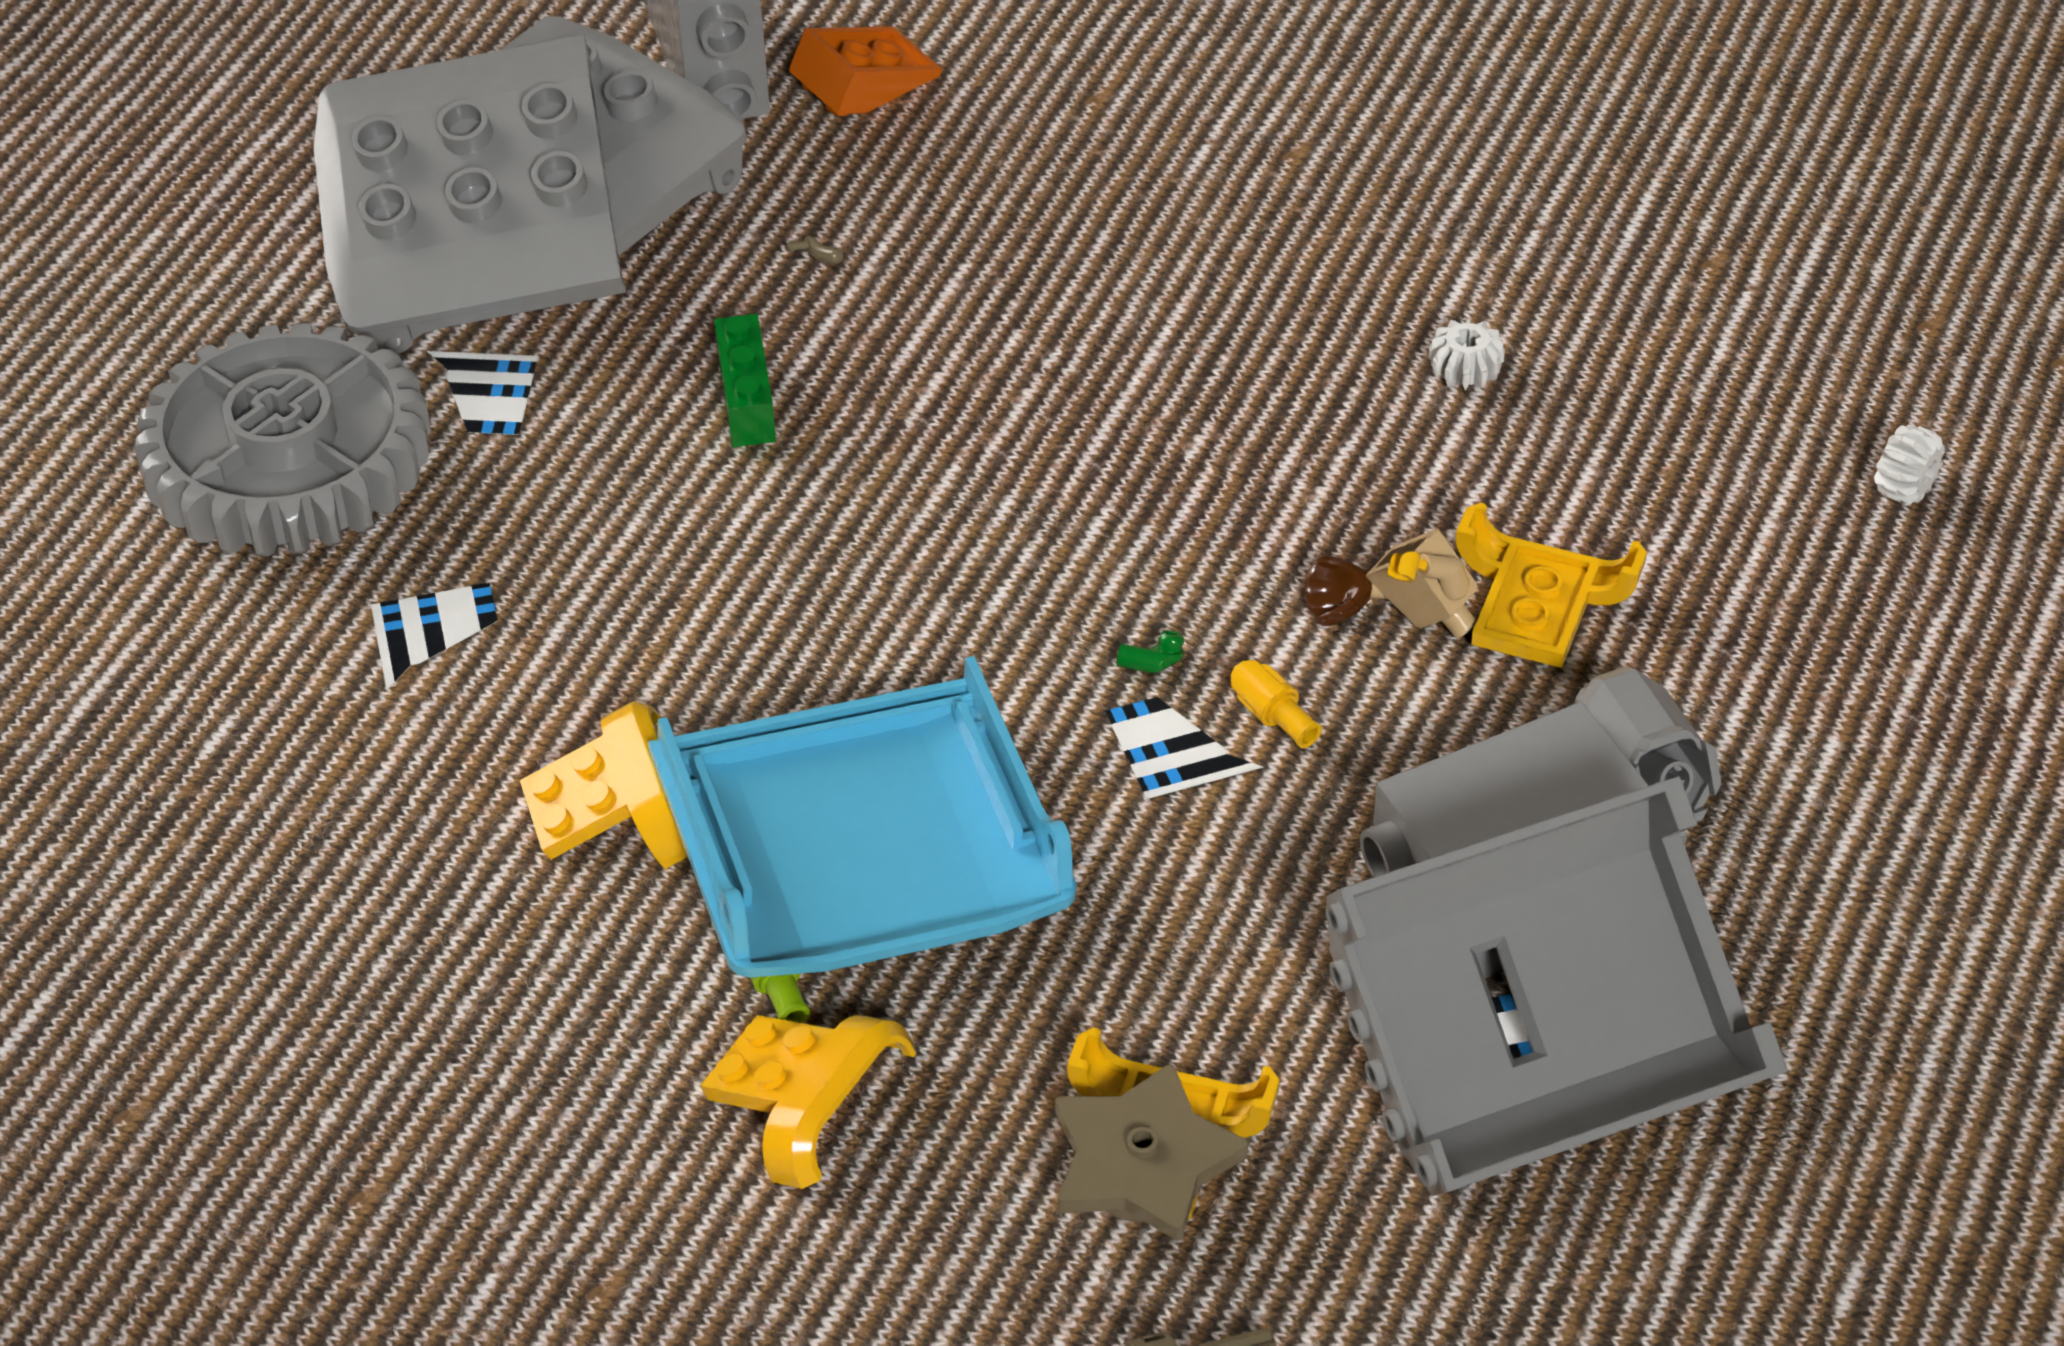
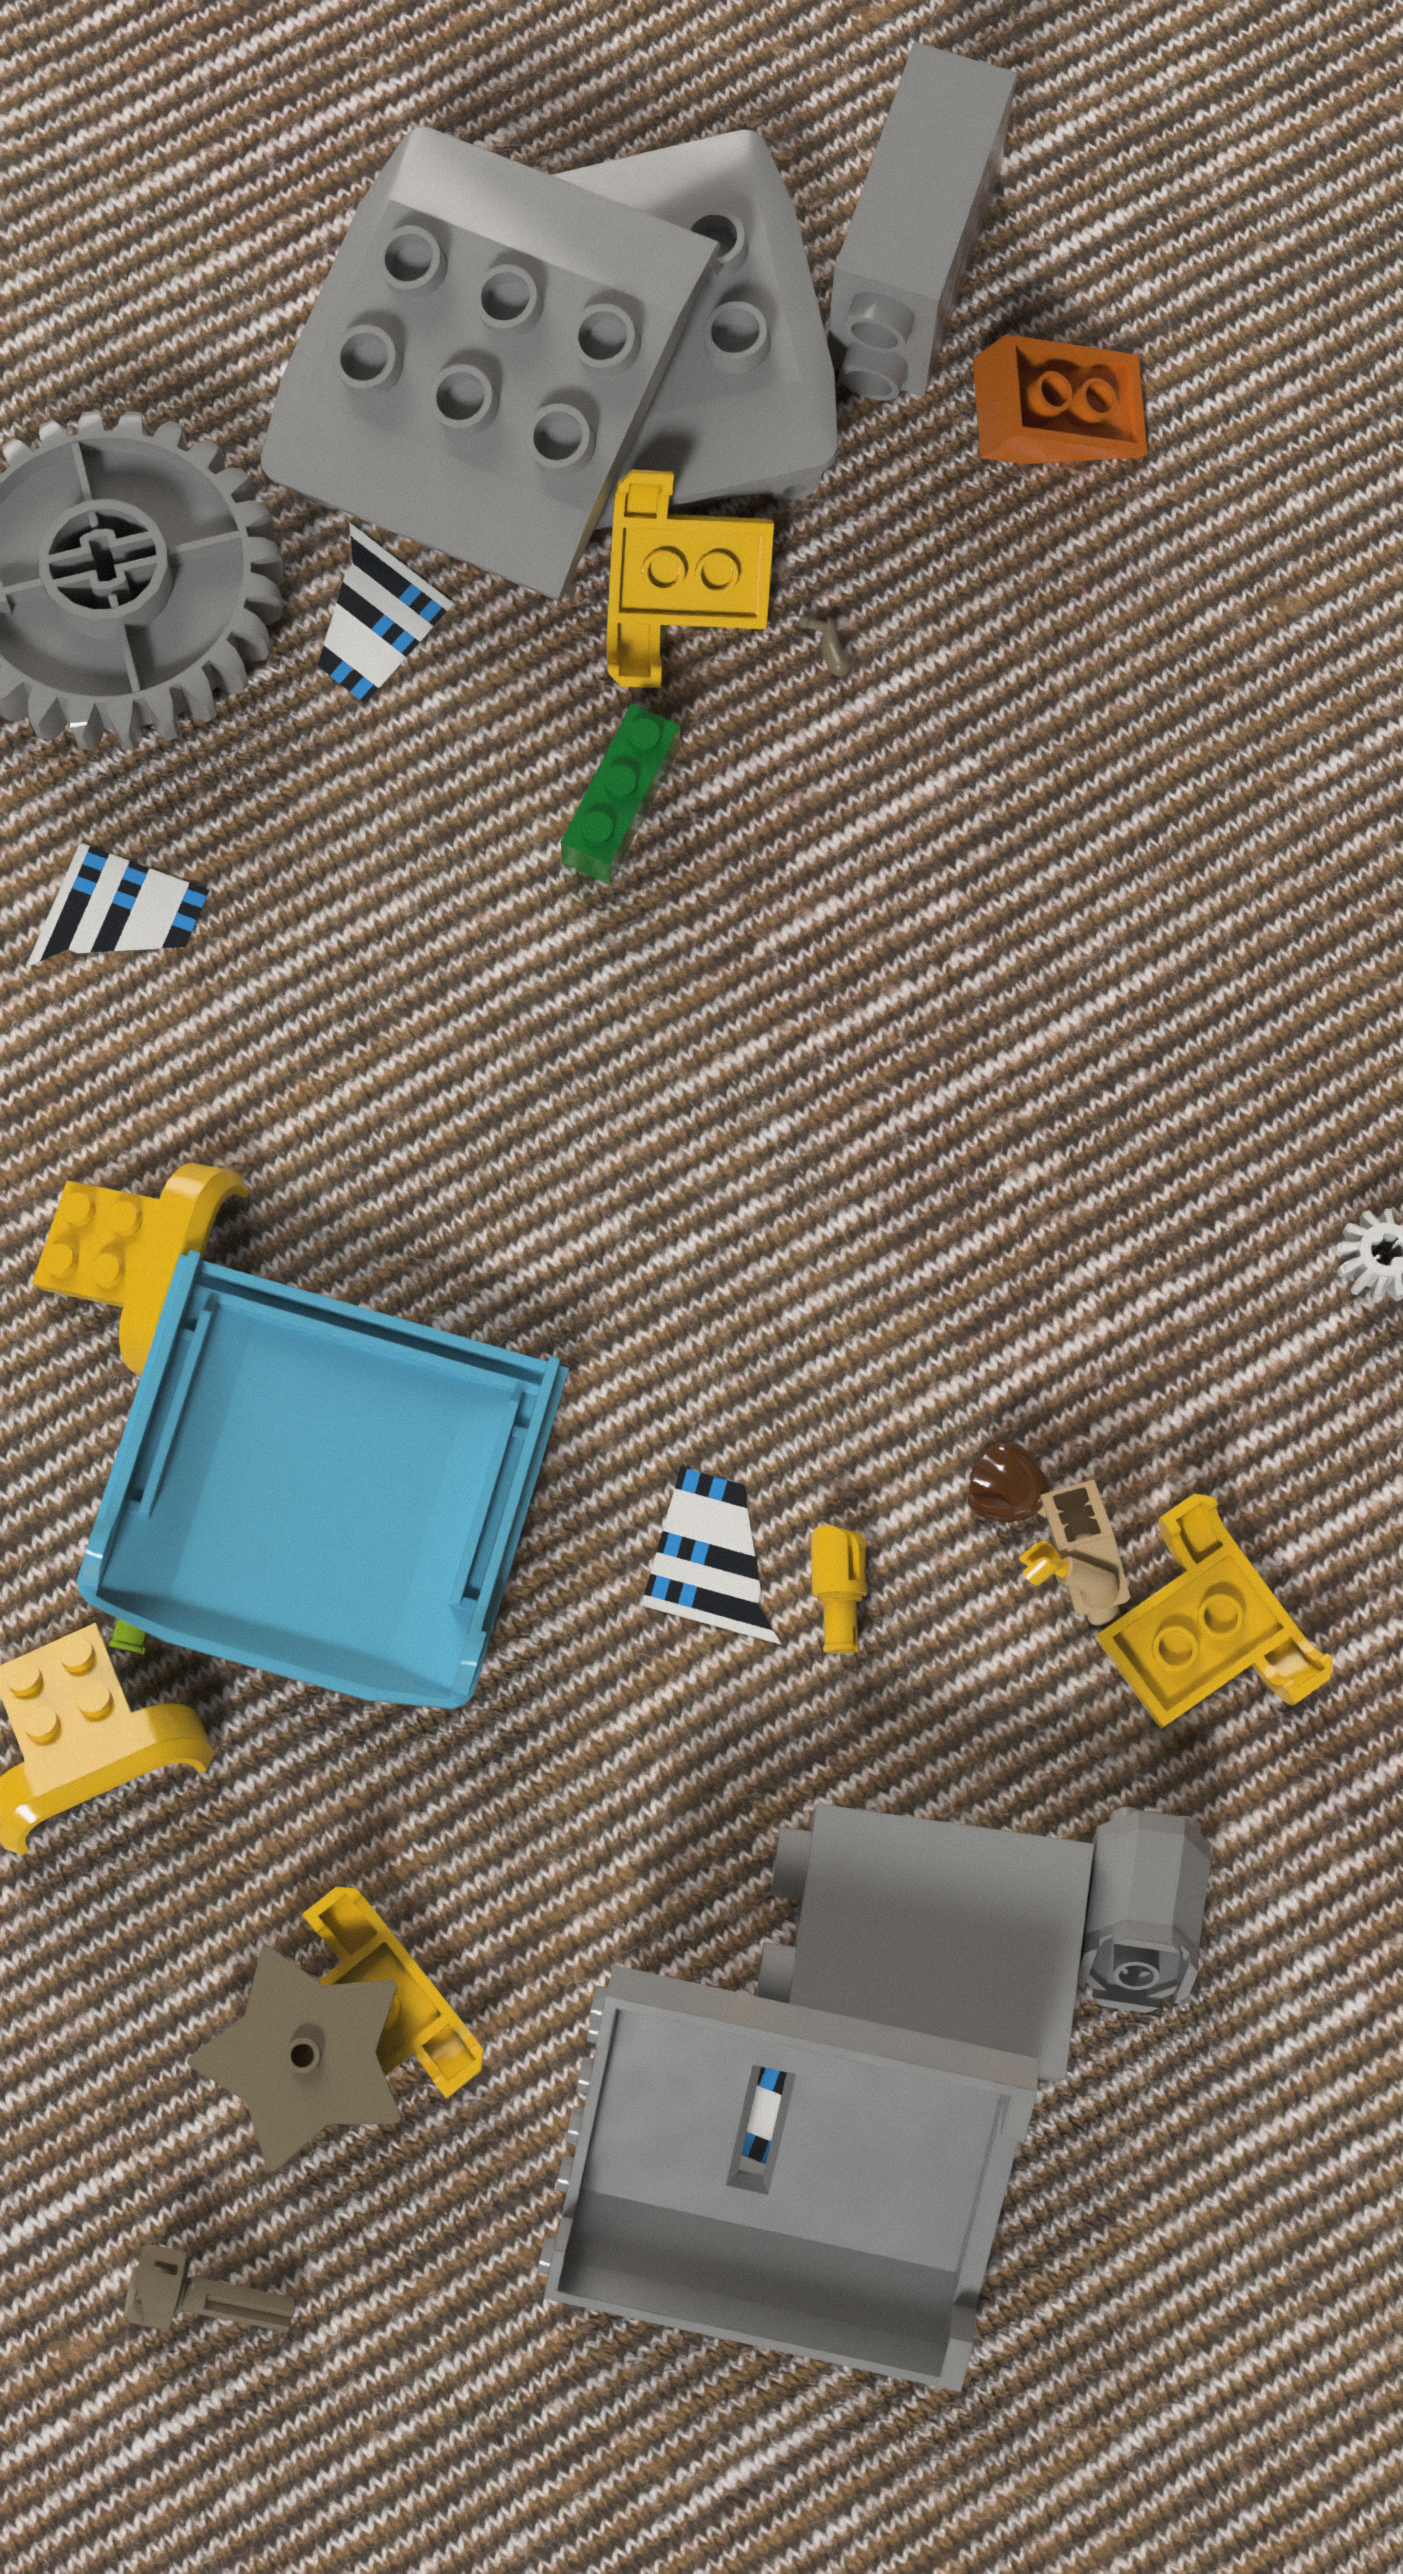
camera: 30 degrees right, 30 degrees up
(685, 244) = (677, 574): none -> yellow piece
(1154, 659) = (773, 1440): green arm -> none

